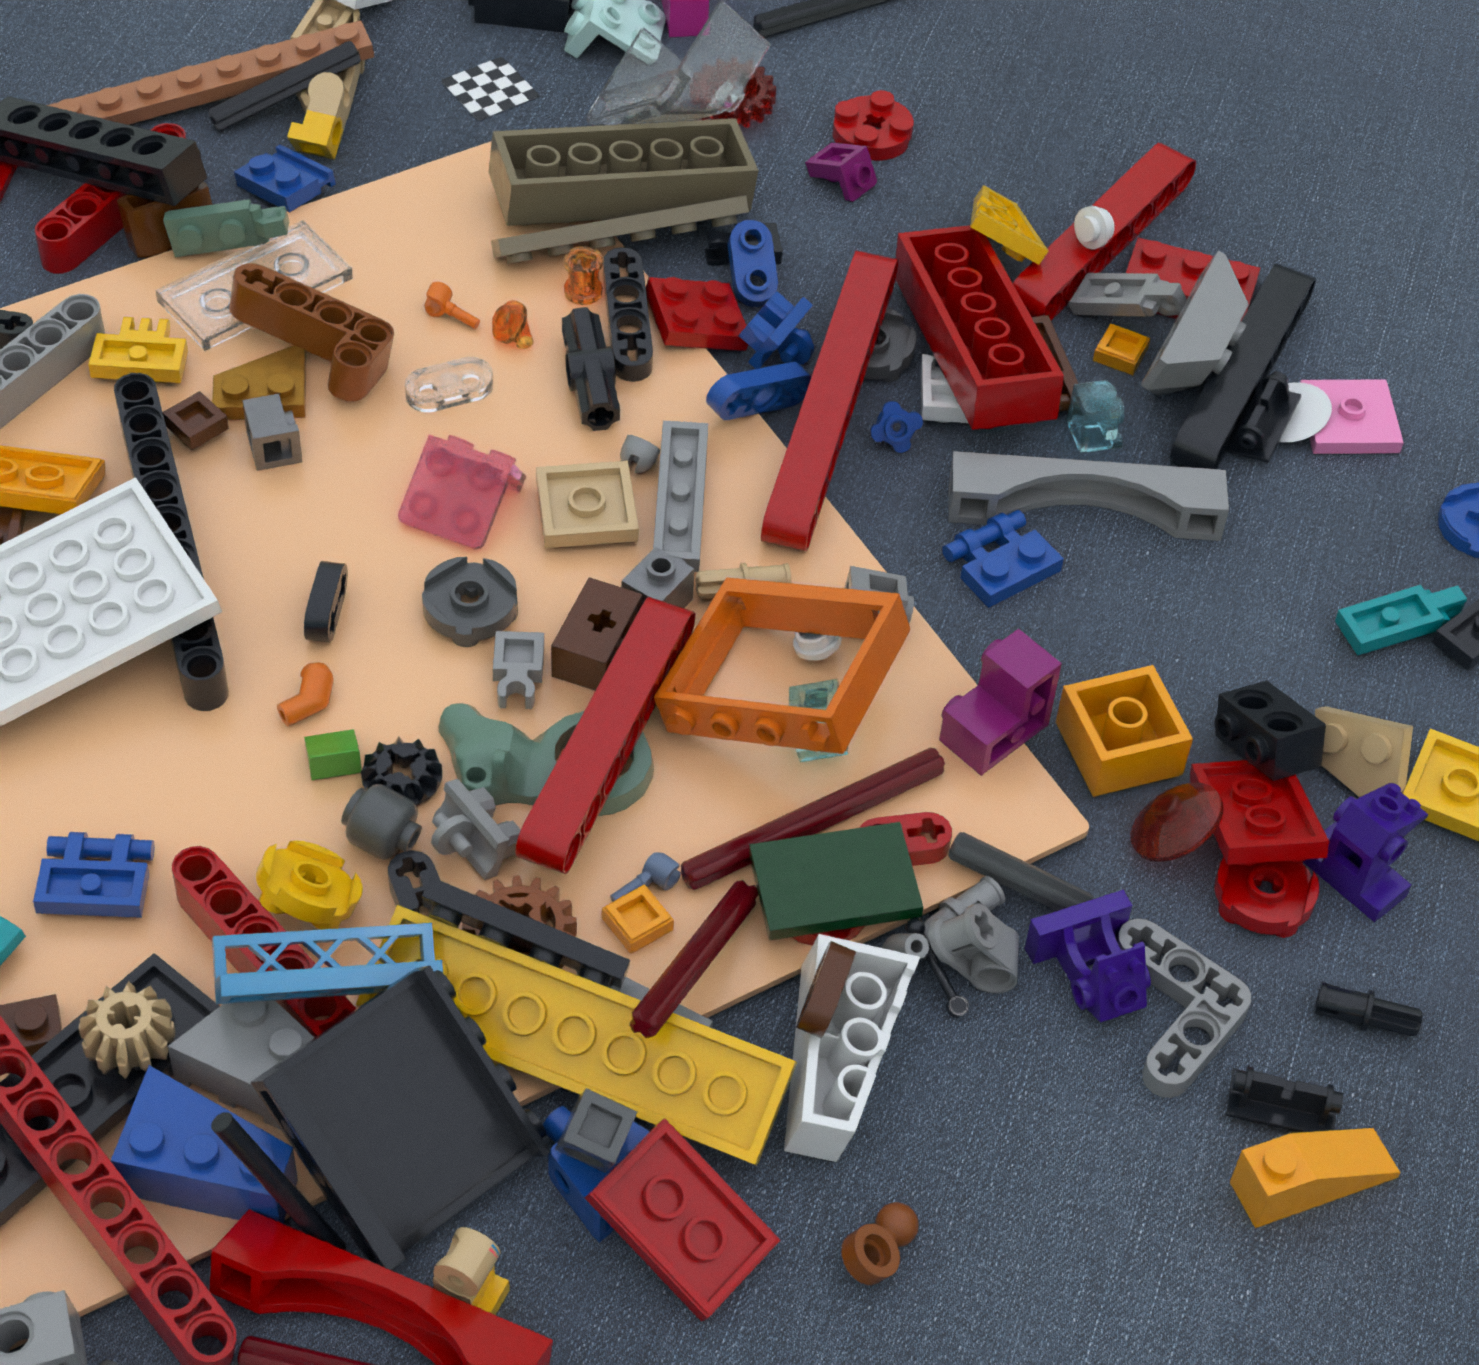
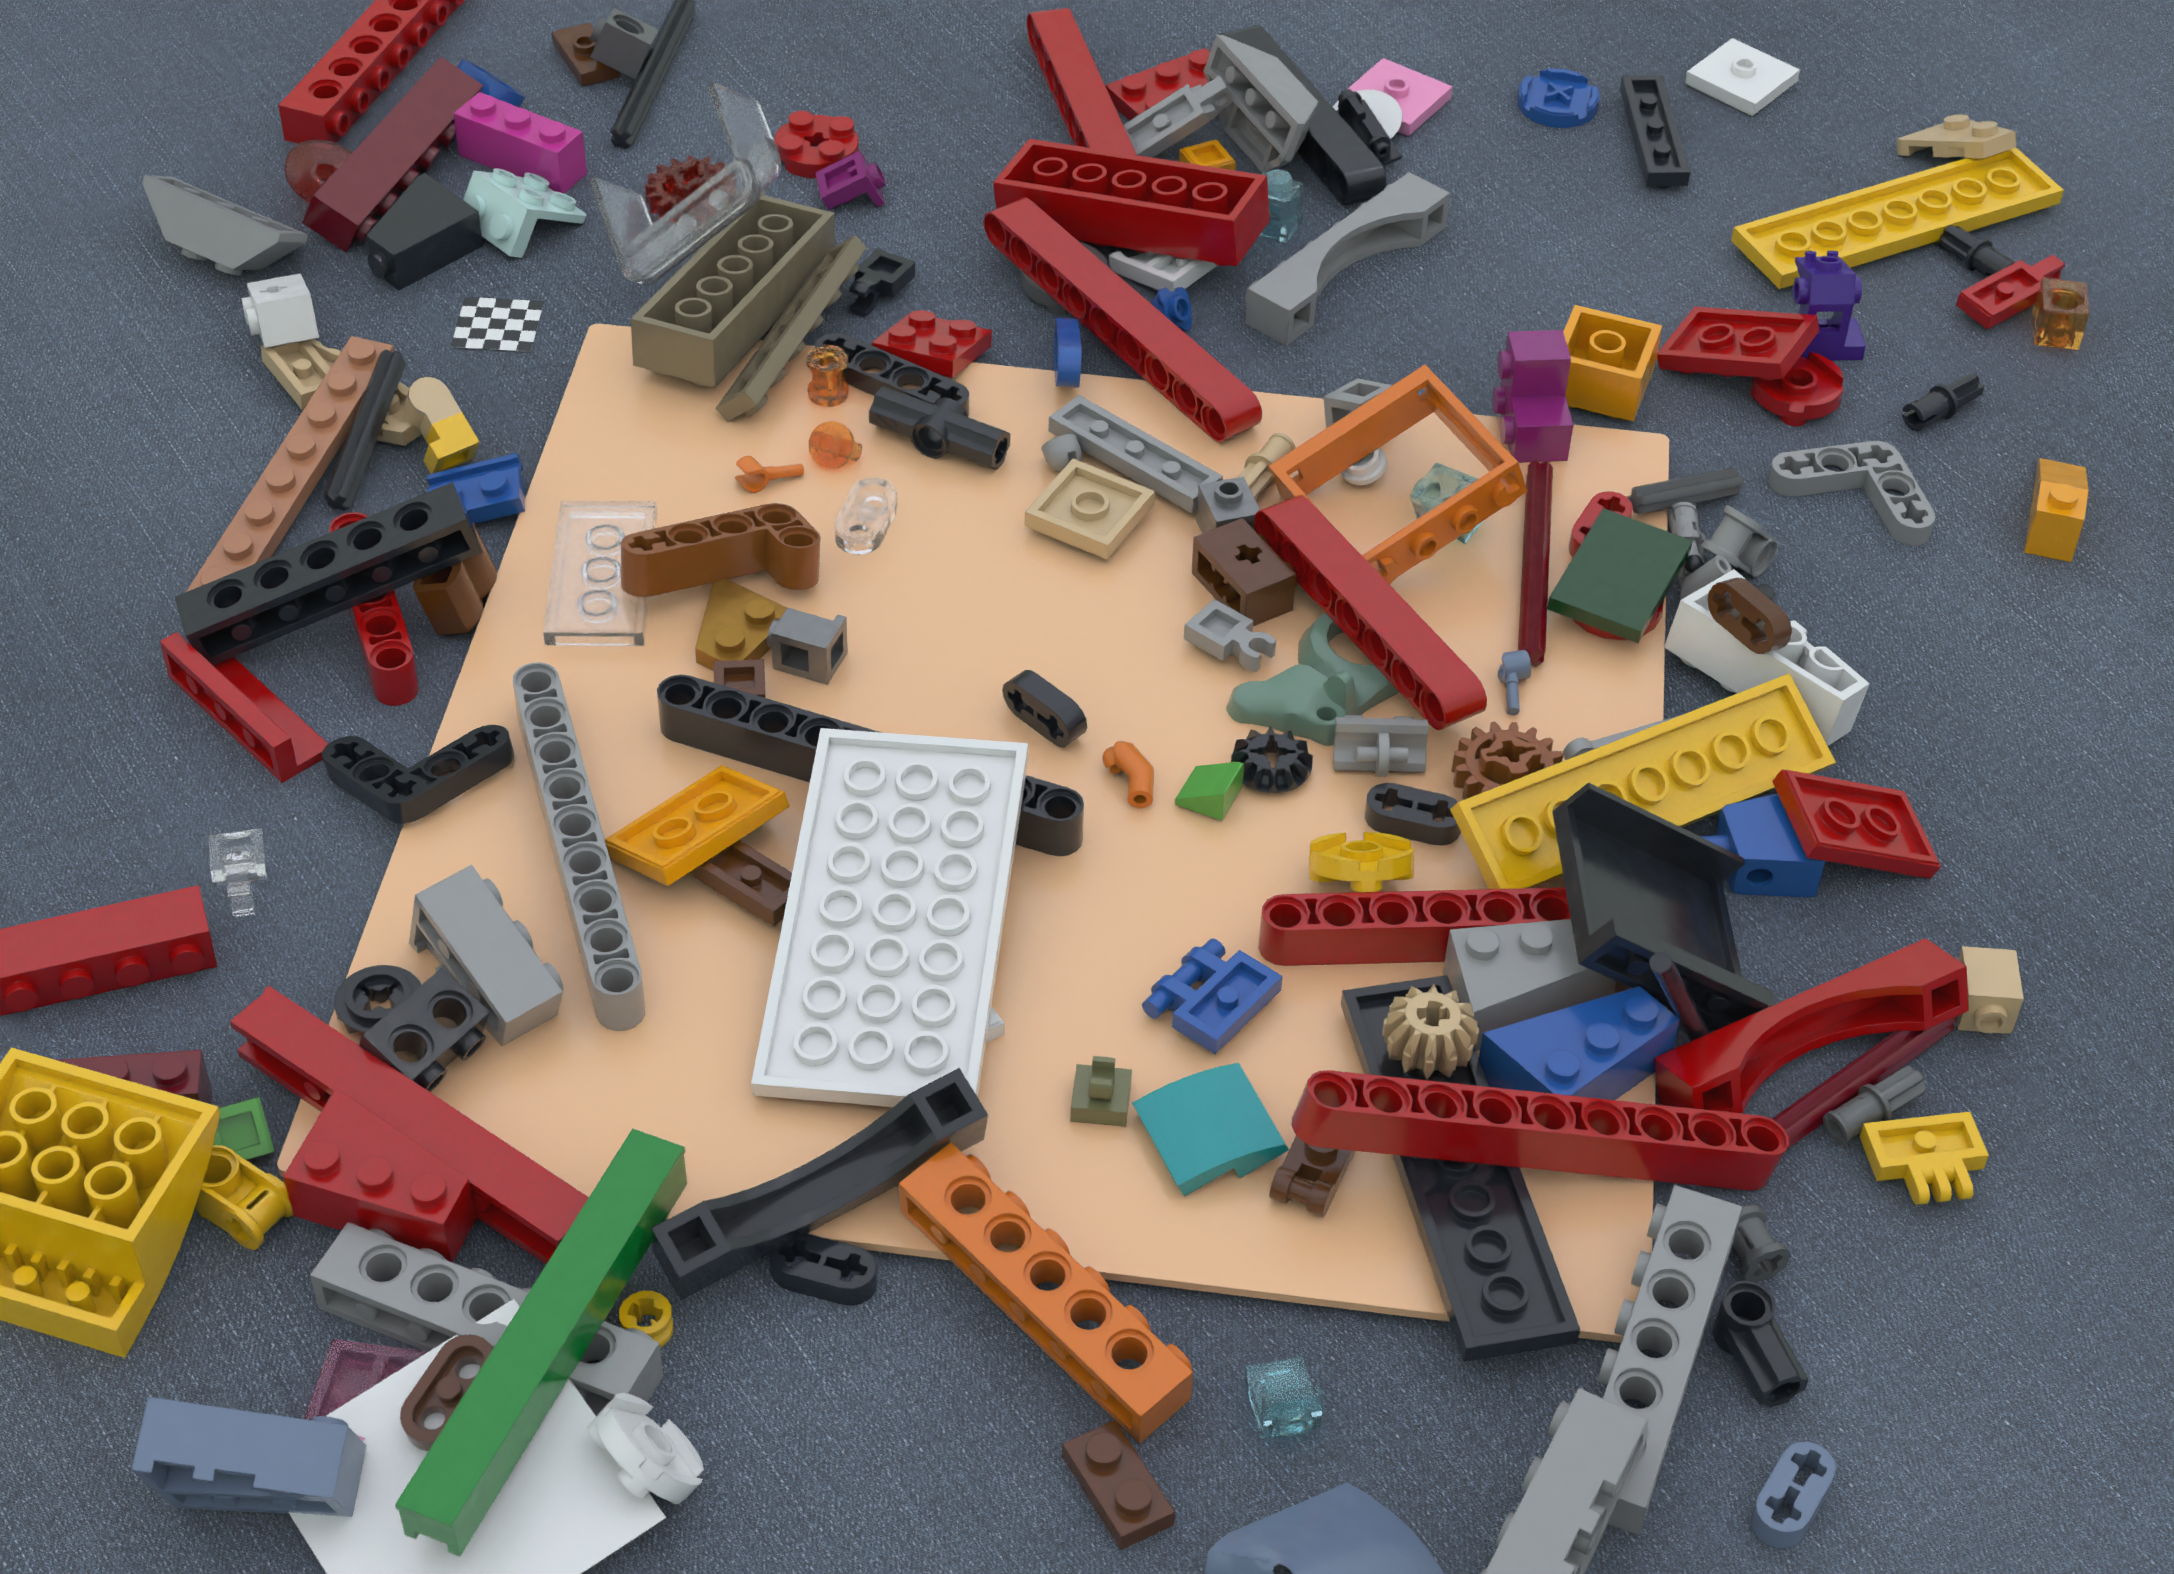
camera: 50 degrees left, 5 degrees down
(139, 352) = (612, 680): yellow hinge -> none
(223, 227) = (526, 545): sand green hinge -> none
(317, 981) = (1518, 856): dark azure fence -> none
(381, 821) = (1327, 789): dark grey head -> none
(458, 490) = (1001, 568): clear pink bracket -> none
(469, 621) = (1109, 644): dark grey plate -> none
(469, 1271) = (1814, 955): tan leg -> none
(505, 926) = (1547, 747): black plate -> none
(596, 1130) = (1773, 805): dark grey brick -> none
(637, 919) = (1545, 706): light orange tile -> none
(693, 959) = (1644, 677): dark red axle -> none
(750, 261) = (911, 281): blue plate -> none
(774, 329) = (1005, 310): blue hips -> none
(873, 1249) = (1952, 750): dark orange plate -> none
(1007, 225) = (1065, 131): yellow wing -> none
(1008, 569) = (1371, 340): blue plate -> none
(1087, 937) = (1798, 503): dark purple tile -> none
(1093, 227) = (1099, 87): white plate -> none
(1177, 822) = (1715, 400): clear red dish -> none
(1270, 730) = (1674, 292): black brick -> none
(1281, 1102) = (1989, 482): black hinge -> none
(1365, 750) = (1732, 267): tan wing -> none
(1398, 617) = (1613, 185): teal hinge -> none

